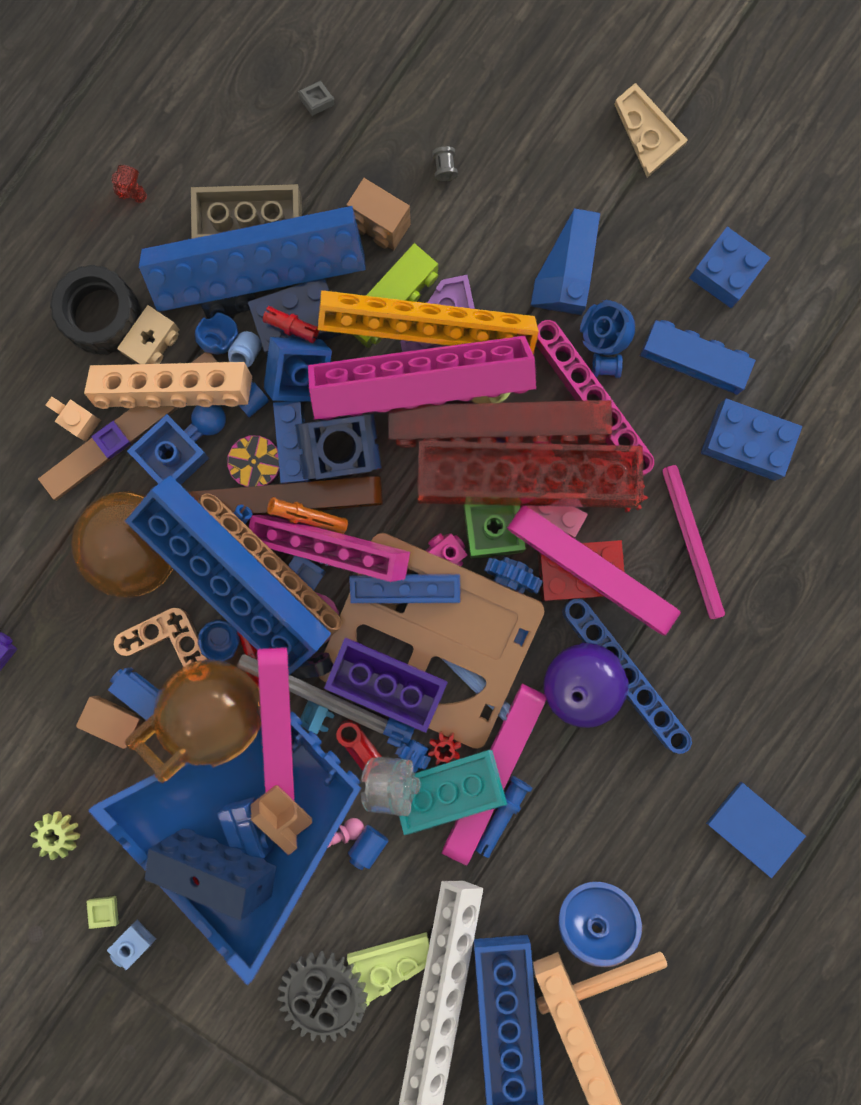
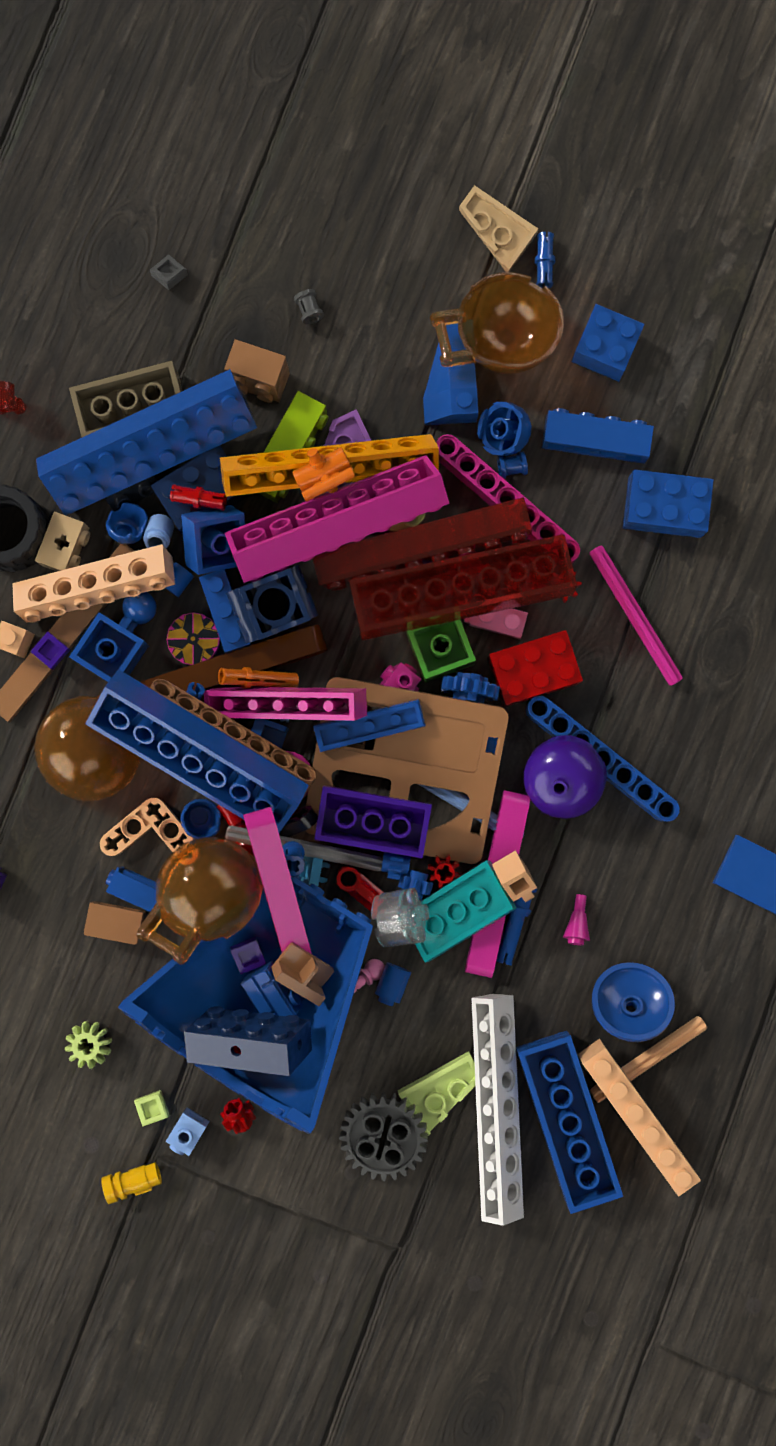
camera: 10 degrees left, 0 degrees up
(67, 981) = (136, 1181): none -> yellow axle
(184, 941) = (238, 1116): none -> red gear
(231, 786) = (247, 955): none -> dark purple plate
(299, 699) = (294, 857): none -> blue bush
(418, 329) = (323, 473): none -> orange pin
(512, 773) = (515, 877): none -> light nougat brick
(562, 837) = (577, 927): none -> dark pink cone
(593, 570) = (546, 664): dark pink beam -> none
(630, 225) = (502, 324): none -> clear orange windscreen
(687, 172) = (545, 259): none -> blue pin

